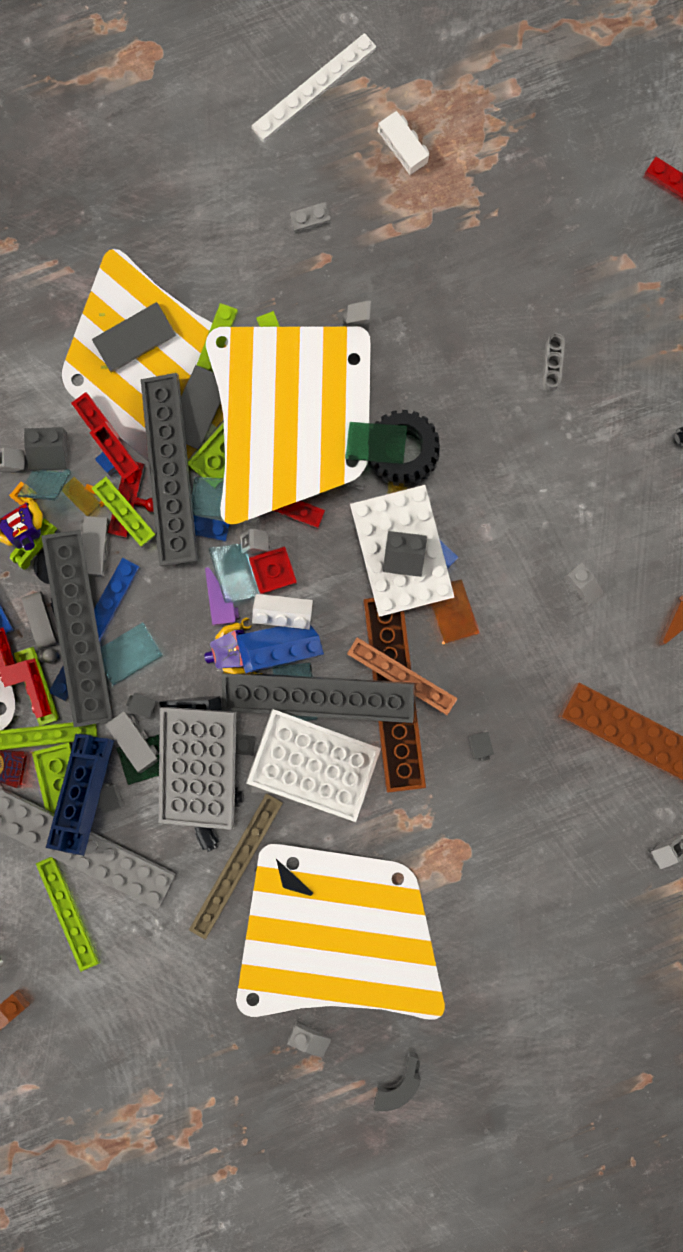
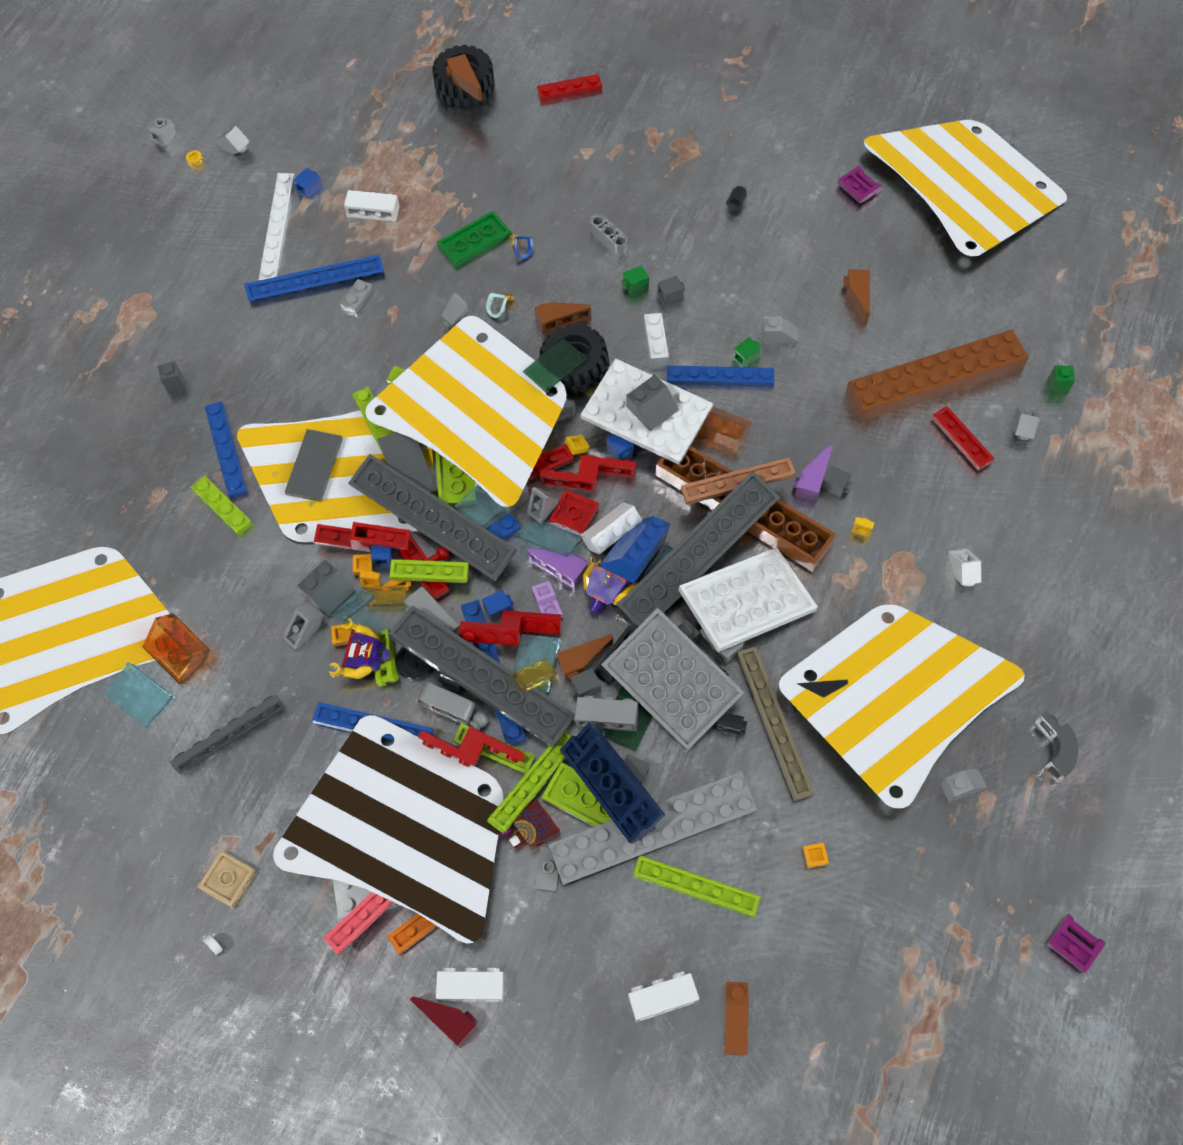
camera: 45 degrees left, 20 degrees down
(41, 302) = (221, 505): none -> lime plate
(82, 473) = (369, 578): none -> light orange plate
(88, 256) = (225, 450): none -> blue plate
(88, 454) = (362, 563): none -> light orange plate
(105, 151) = (170, 376): none -> dark grey brick
(113, 665) = (535, 674): none -> clear yellow plate
(134, 613) = (510, 627): none -> red bracket
(146, 585) = (496, 604): none -> blue brick
(155, 683) = (582, 656): none -> dark orange slope
(160, 977) = (815, 855): none -> light orange plate
(183, 617) = (546, 598): none -> lavender slope
(249, 1206) = (1073, 949): none -> magenta plate
(293, 167) = (314, 277): none -> blue plate
(316, 550) = (588, 473): none -> red bracket
(332, 518) = (577, 444): none -> yellow plate
(357, 556) = (620, 448): none -> blue brick
(377, 68) = (307, 183): none -> blue brick
(419, 336) = (506, 296): none -> light aqua piece
(434, 392) = (556, 315): none -> dark orange slope
(451, 256) = (474, 239): none -> green tile
(459, 798) = (863, 526): none -> yellow plate
(465, 725) = (812, 476): none -> medium lavender slope
(482, 288) = (530, 245): none -> blue piece
(482, 494) = (656, 341): none -> white brick
(493, 903) = (965, 567): none -> white slope
(499, 572) = (720, 376): none -> blue plate
(527, 425) = (635, 280): none -> green brick
(539, 575) = (746, 352): none -> green brick
(544, 462) = (670, 290): none -> dark grey brick
(592, 93) = (463, 76): none -> dark orange slope
(610, 64) = (481, 66): none -> black tyre
(612, 811) = (962, 438): none -> red plate

